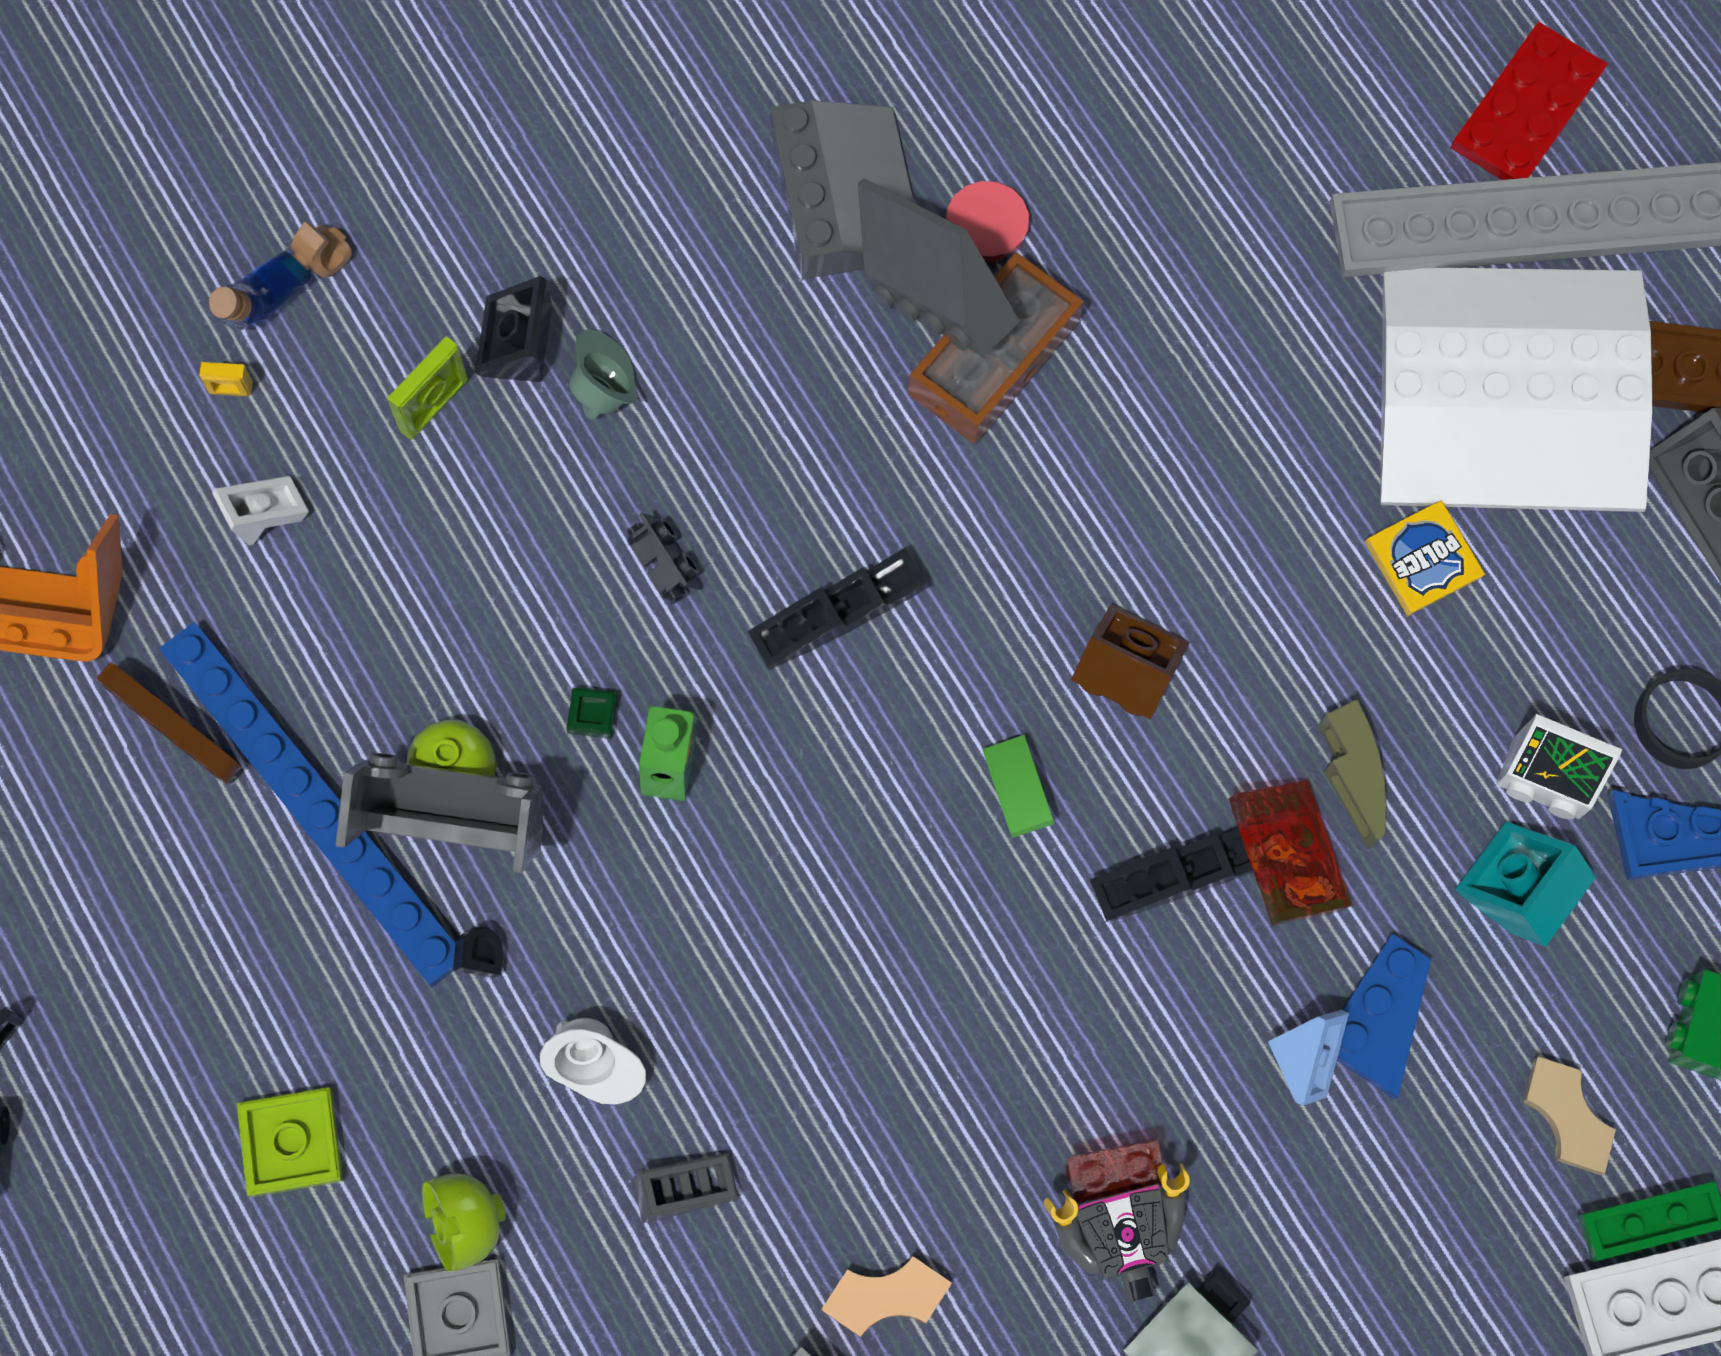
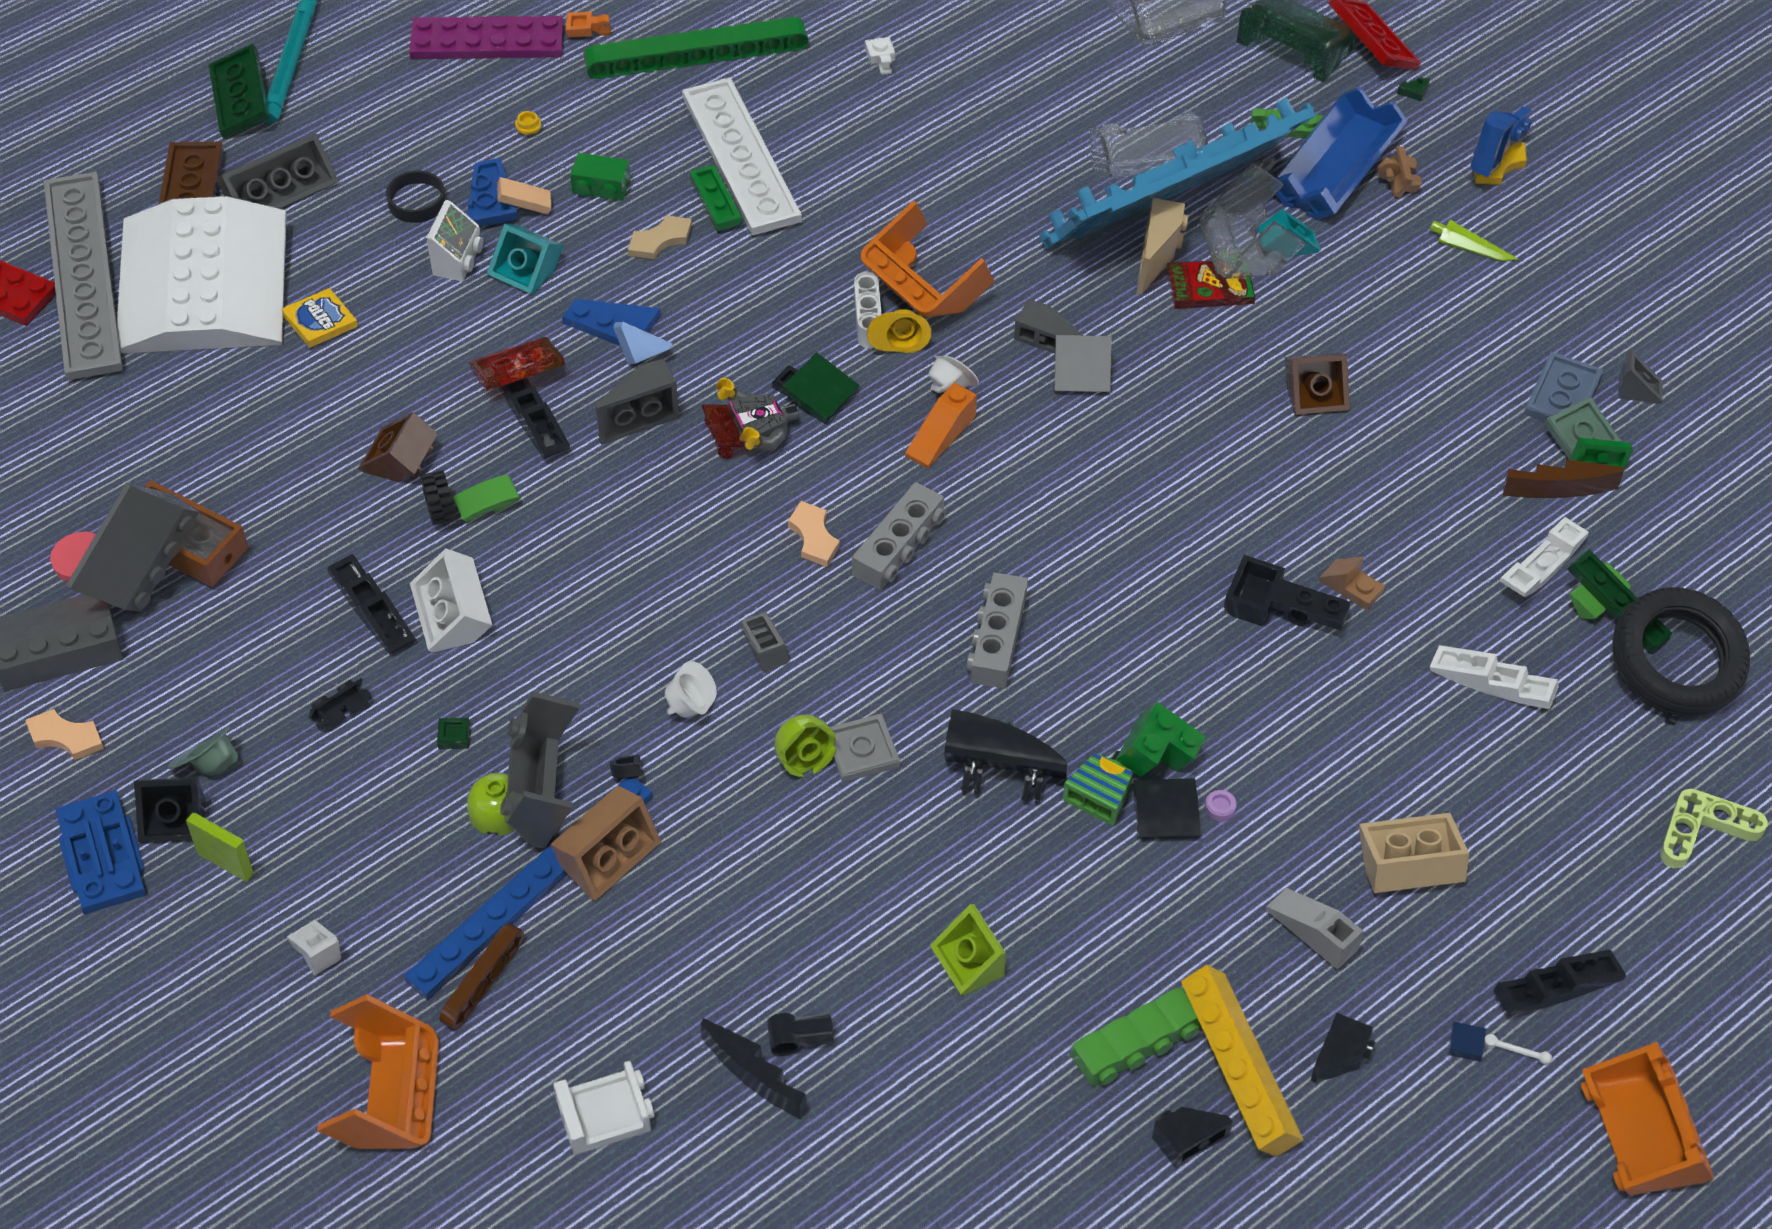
camera: 95 degrees left, 20 degrees down
(226, 379) = (211, 987): yellow tile -> none
(274, 282) = (128, 971): piece -> none
(289, 1142) = (766, 857): lime tile -> none
(338, 905) = (606, 842): none -> medium nougat slope
(477, 250) = (100, 852): none -> blue piece
(667, 750) = (479, 676): bright green torso -> none
(687, 190) = (53, 731): none -> light nougat tile
(821, 722) = (450, 602): none -> white slope
(1014, 710) = (438, 497): none -> black tyre
(1176, 1039) = (638, 402): none -> dark grey slope
(1356, 770) = (463, 337): olive slope -> none
(1668, 891) = (524, 195): none -> light nougat tile

